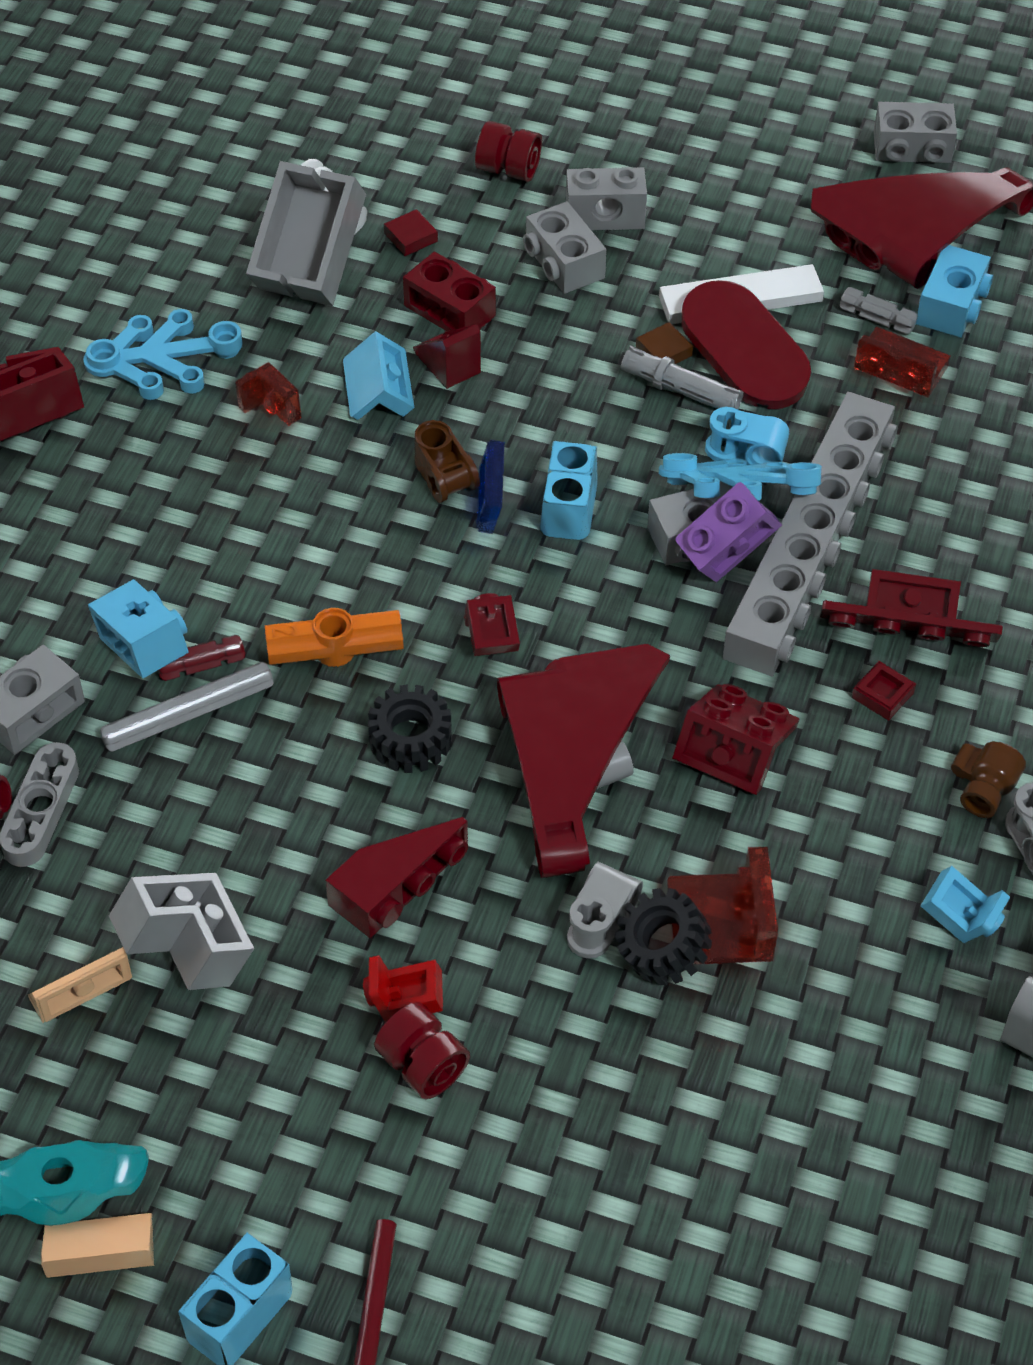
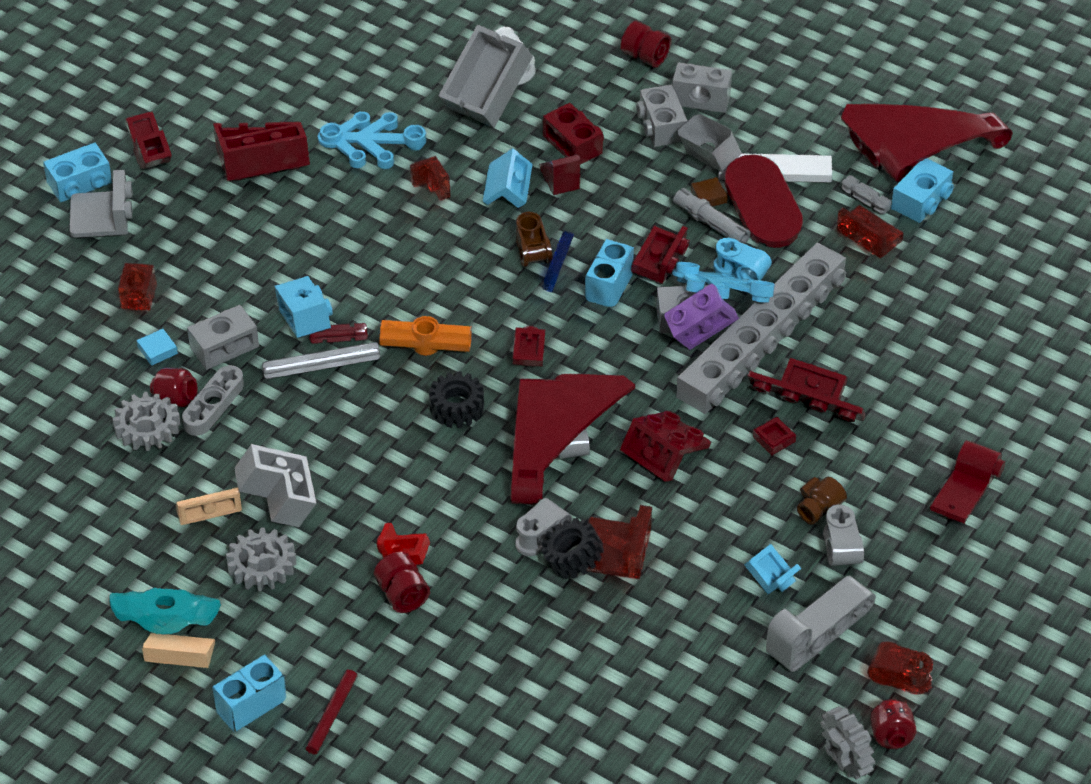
camera: 15 degrees right, 5 degrees down
(189, 1057) = (261, 559): none -> light grey gear
(387, 875) = (415, 481): dark red slope -> none
(410, 232) = (562, 88): dark red tile -> none
(630, 446) = (660, 253): none -> dark red bracket
(635, 257) = (703, 130): none -> light grey piece
(915, 132) = (938, 77): light grey brick -> none

